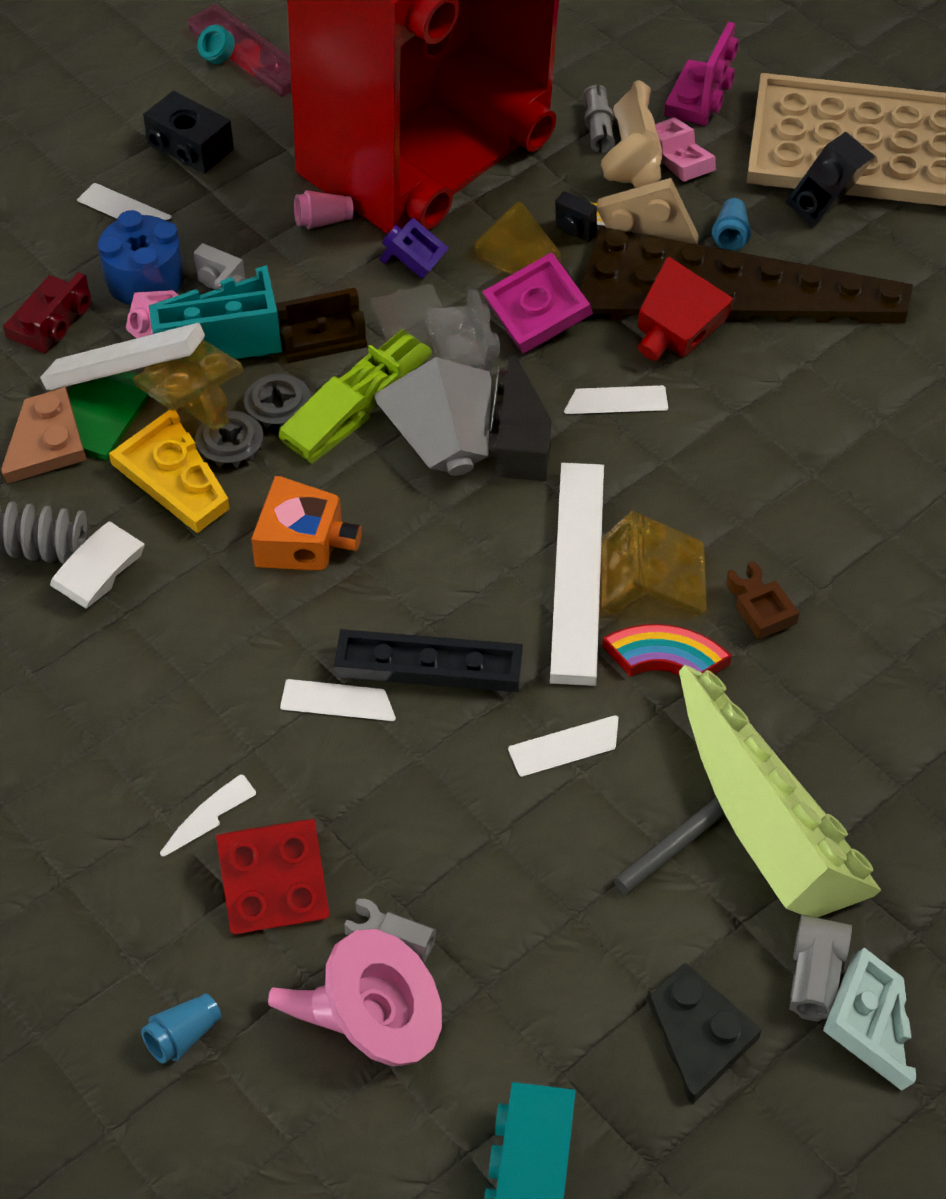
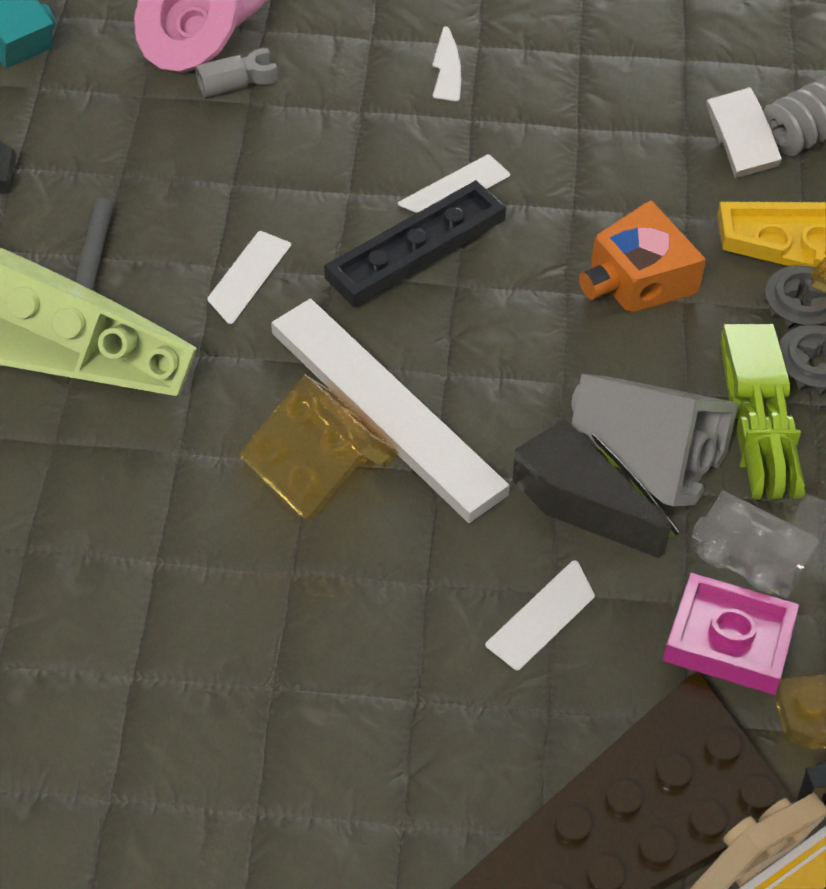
camera: 135 degrees right, 0 degrees up
(272, 876) = (368, 45): red bracket -> none
(664, 649) = (239, 394): tile -> none
(680, 311) = (579, 732): red torso -> none
(761, 606) = (189, 483): reddish brown plate -> none

